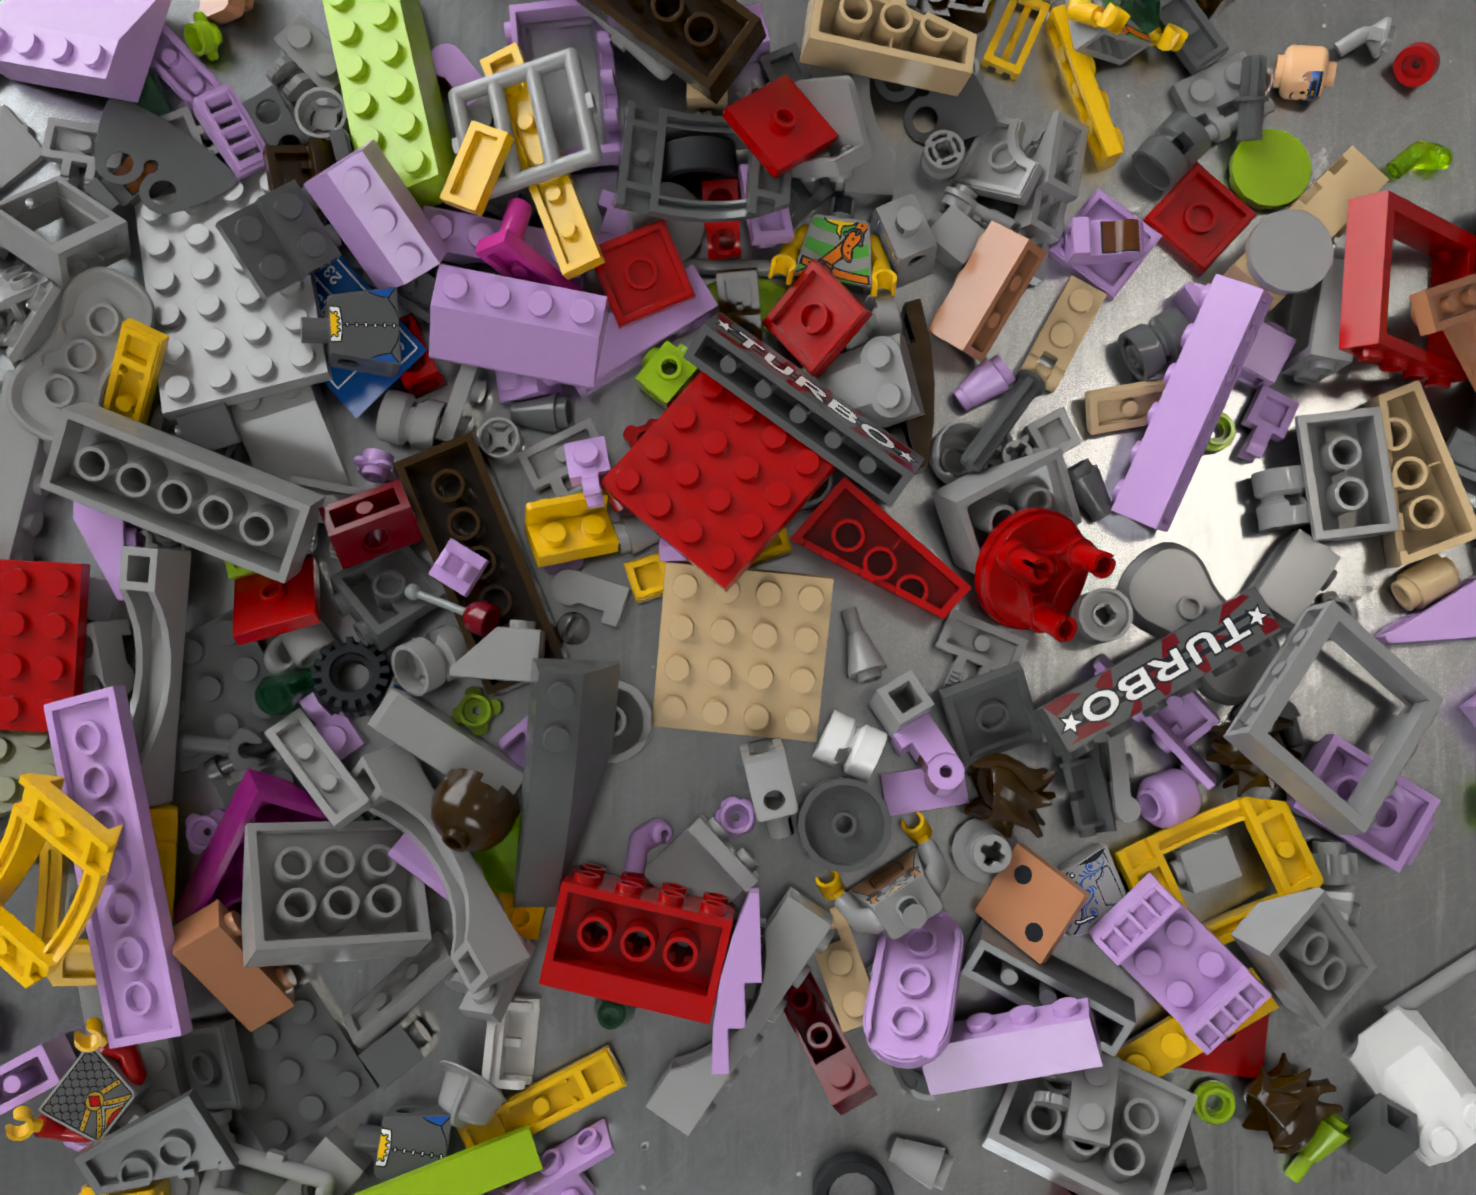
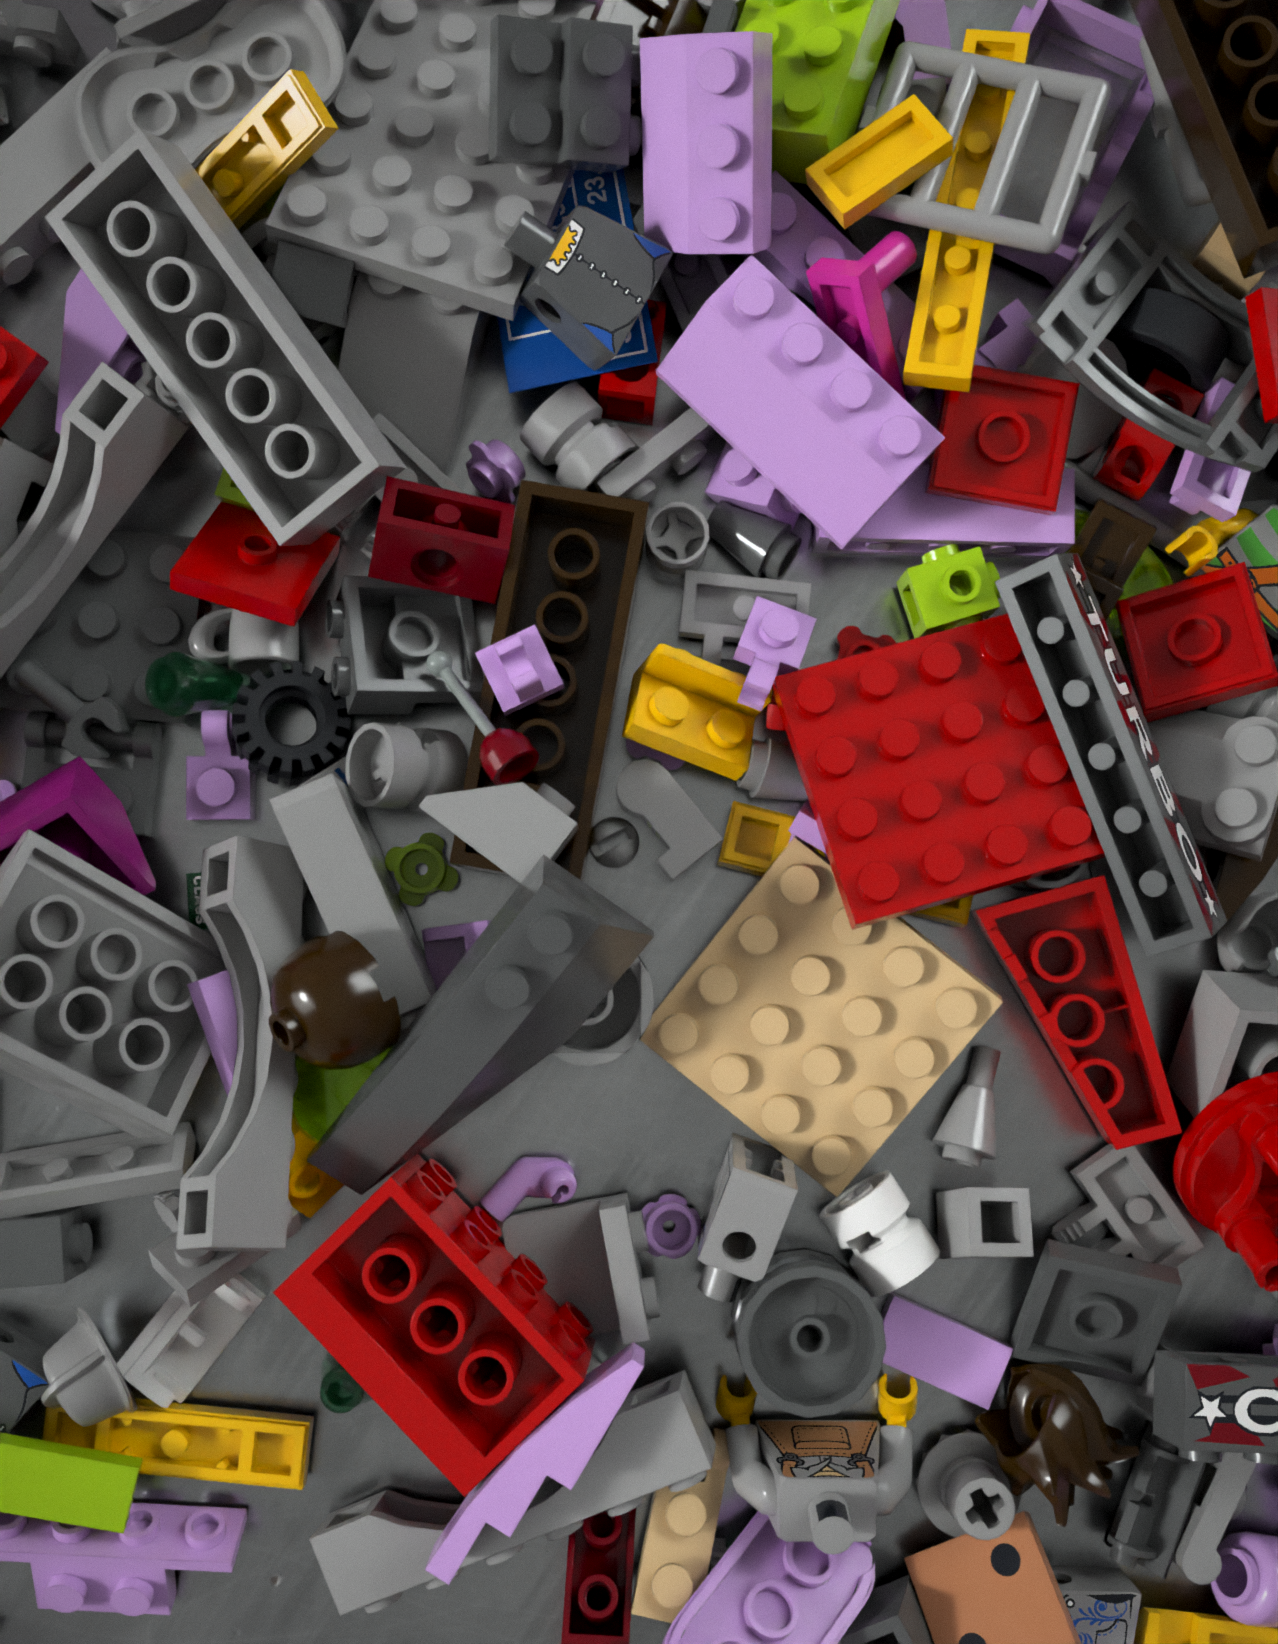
camera: 25 degrees right, 0 degrees up
(318, 769) = (169, 817): light grey plate -> none
(932, 753) = (984, 1318): lavender leg -> none

